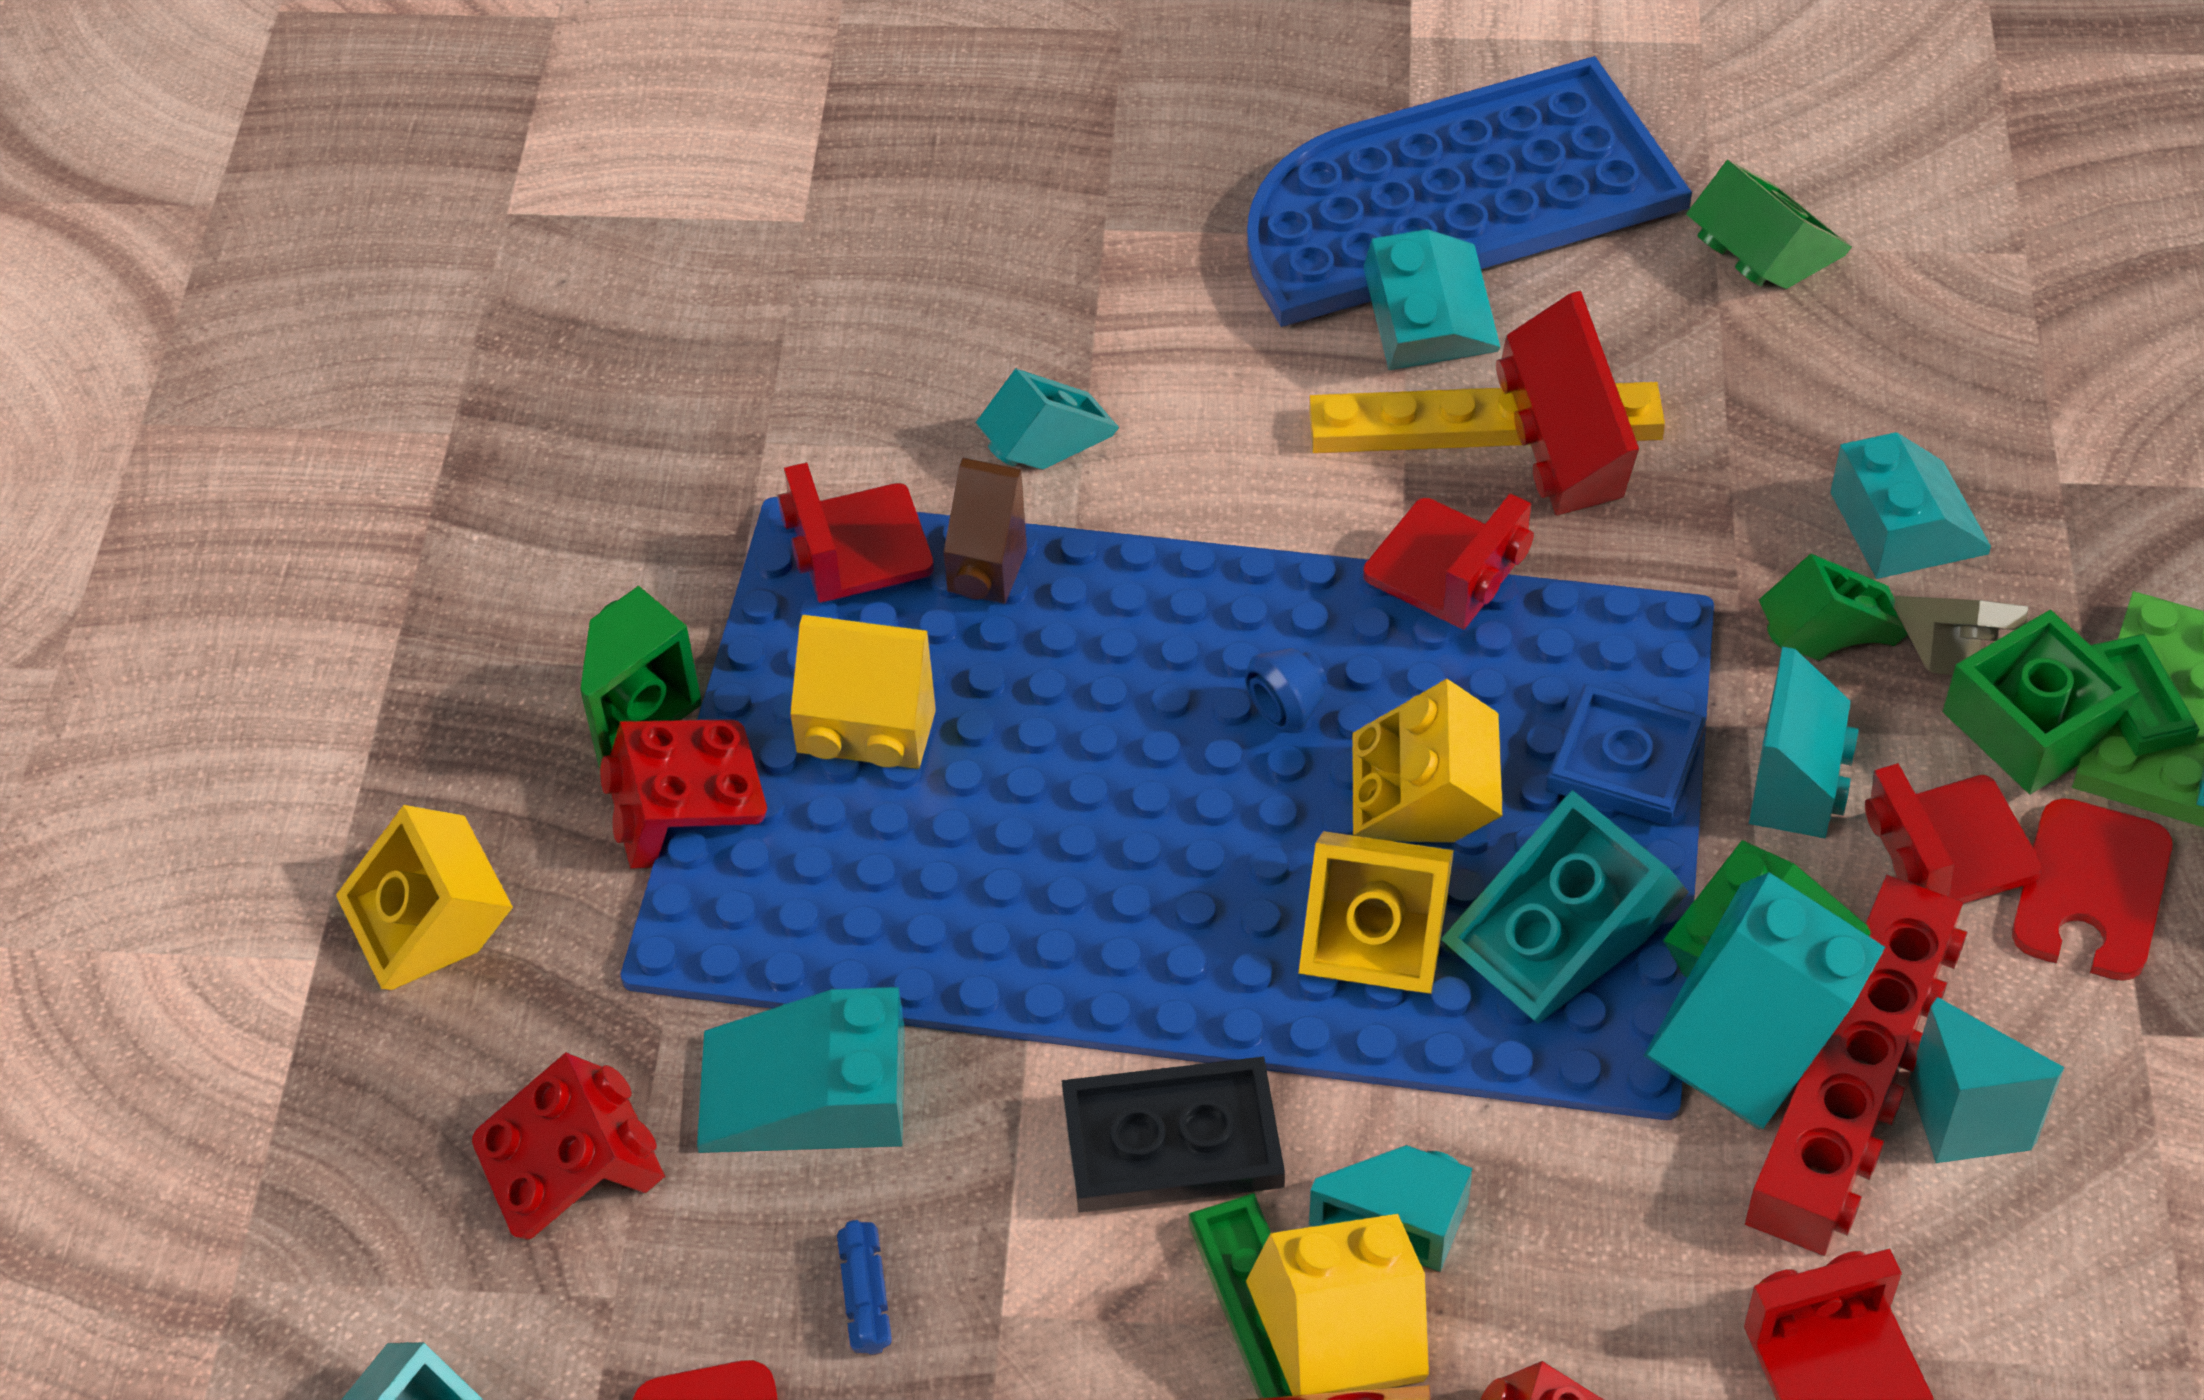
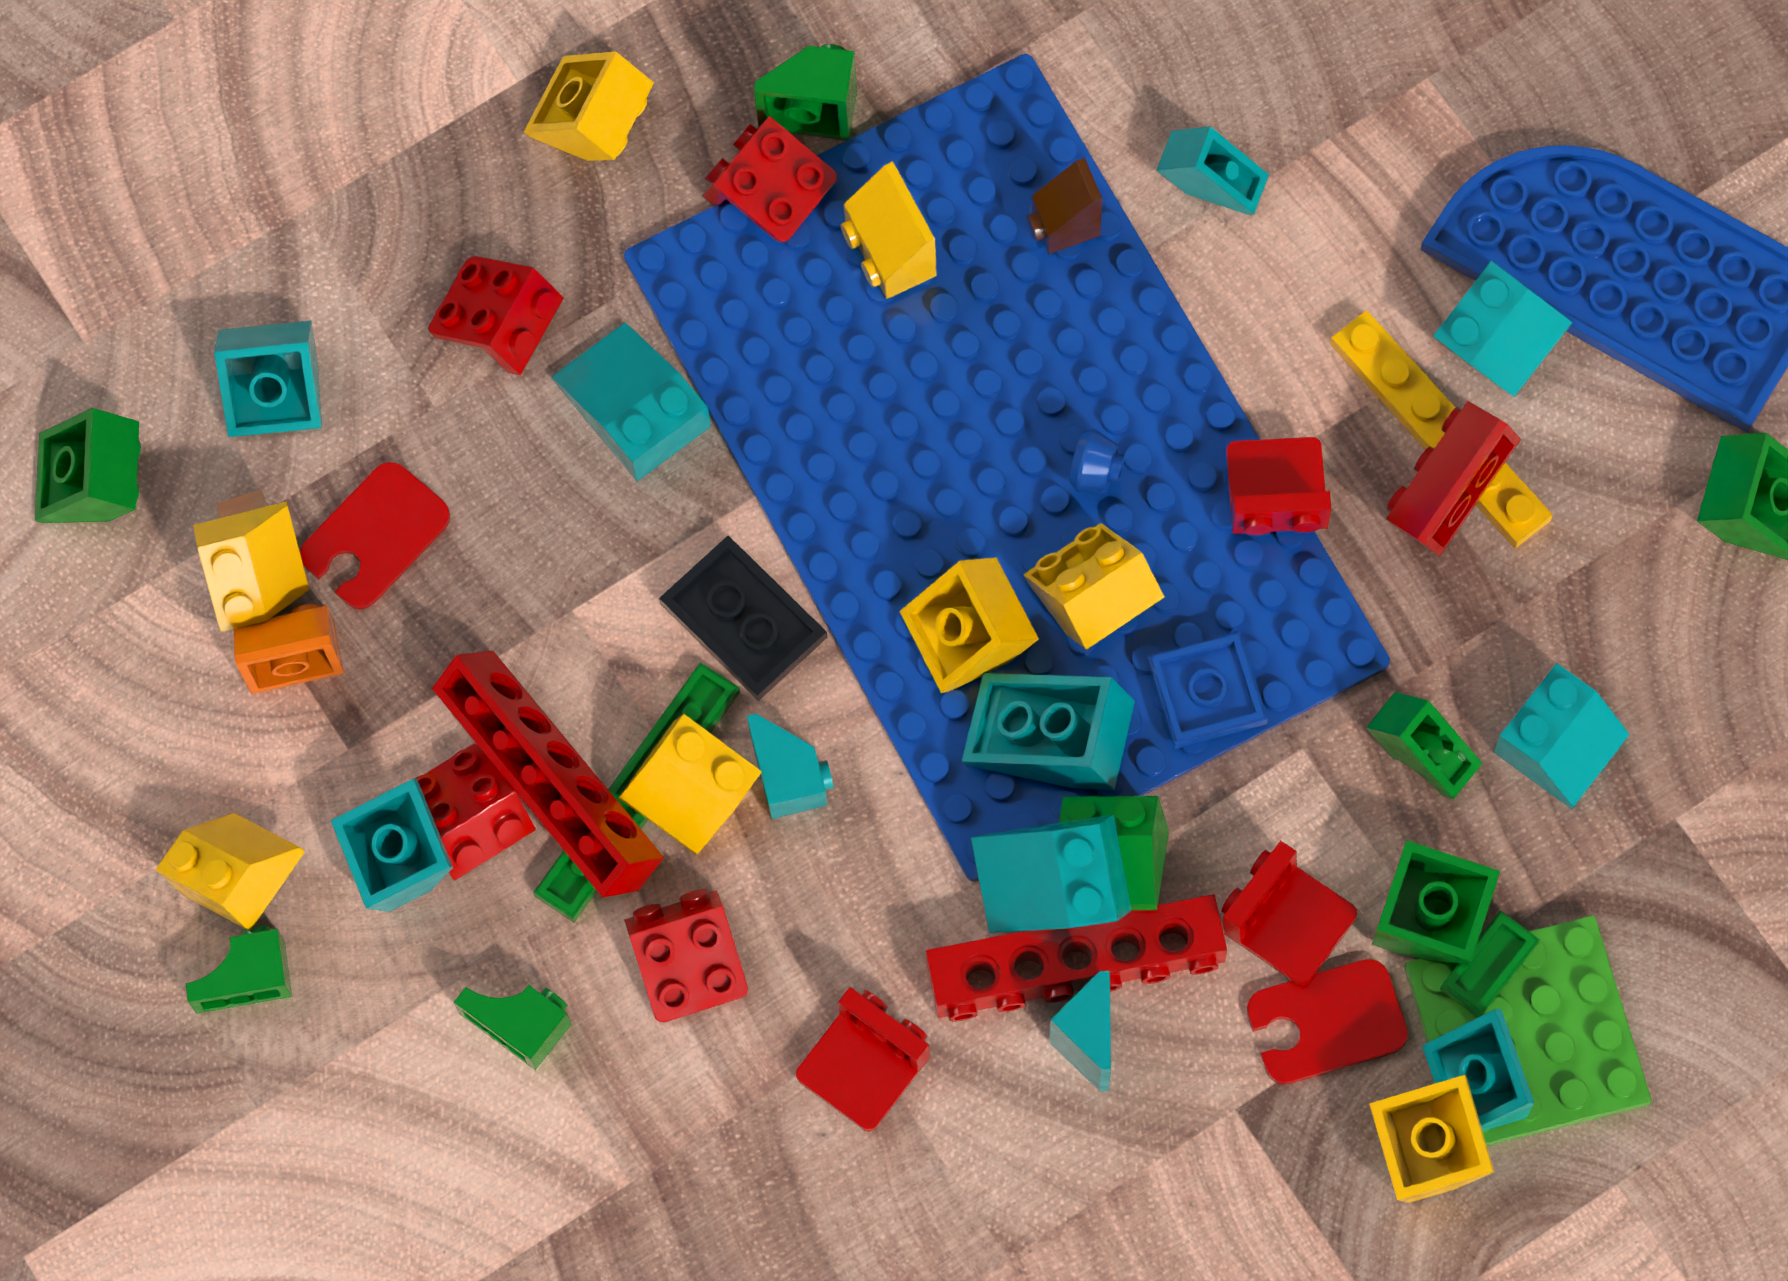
camera: 55 degrees right, 20 degrees up
(854, 538) = (1017, 131): red bracket -> none
(864, 1287) = (529, 528): blue axle -> none
(1803, 751) = (1283, 789): teal slope -> none
(1952, 629) = (1466, 821): dark tan slope -> none

